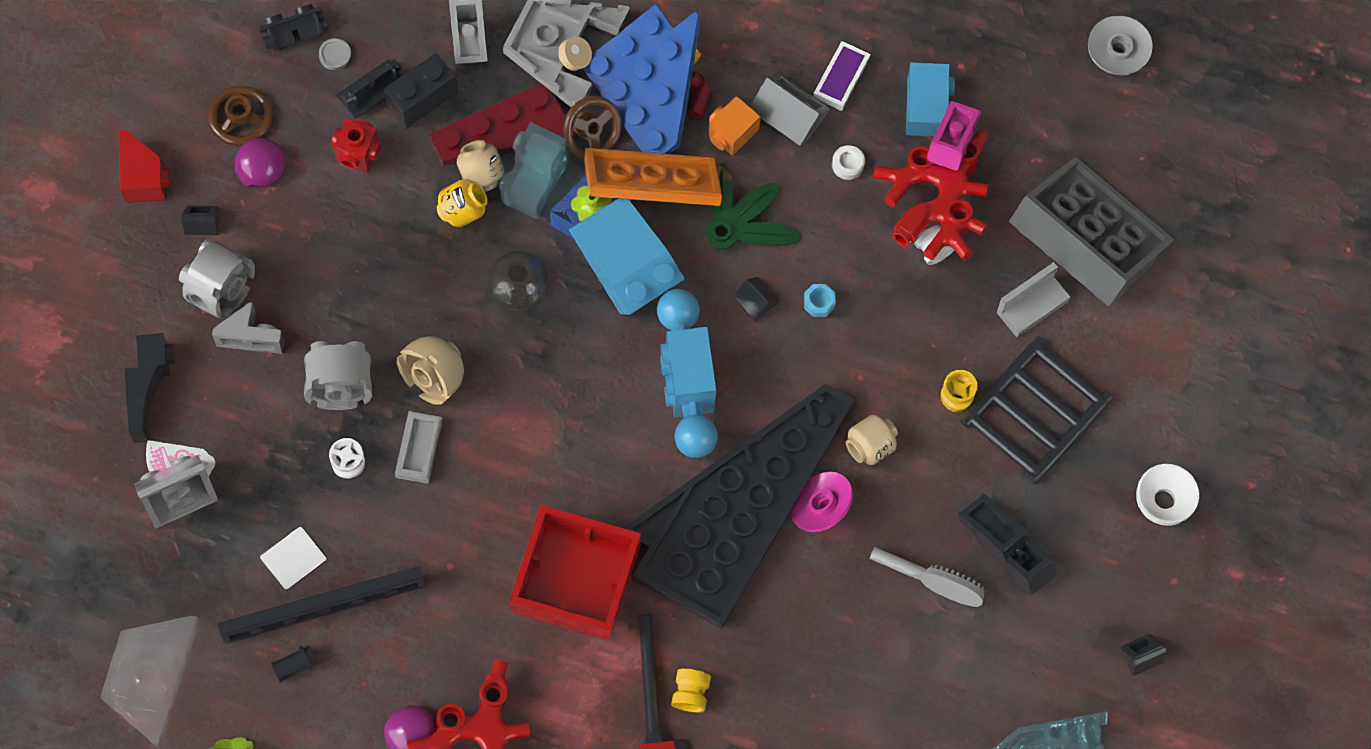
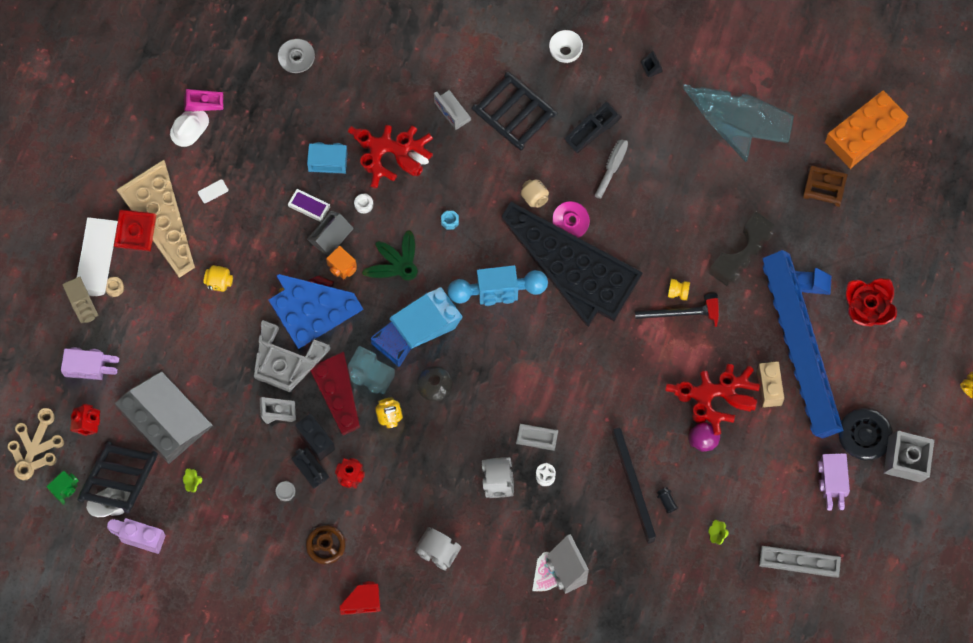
camera: 85 degrees left, 0 degrees up
(142, 382) = (485, 586): black slope -> none
(148, 674) = (674, 582): clear wing -> none
(200, 220) = (393, 564): black slope -> none
(240, 333) = (468, 536): light grey slope -> none
(259, 162) = (357, 532): magenta hair -> none
(281, 29) = (264, 506): black hinge -> none
(293, 558) = (603, 505): white sticker -> none
(433, 367) = (493, 425): tan cylinder -> none
(480, 164) = (365, 401): tan head -> none
(575, 53) = (295, 348): tan tile -> none
(575, 572) = (617, 344): red container -> none
(579, 120) = (339, 341): reddish brown piece -> none
(585, 206) = (390, 340): lime plant -> none
(652, 177) = (377, 304): orange tile -> none
(755, 298) = (447, 254): black slope -> none
(953, 135) = (355, 141): dark pink slope -> none
(961, 384) = (505, 144): yellow wheel -> none
(1091, 230) = (410, 76): dark grey slope -> none

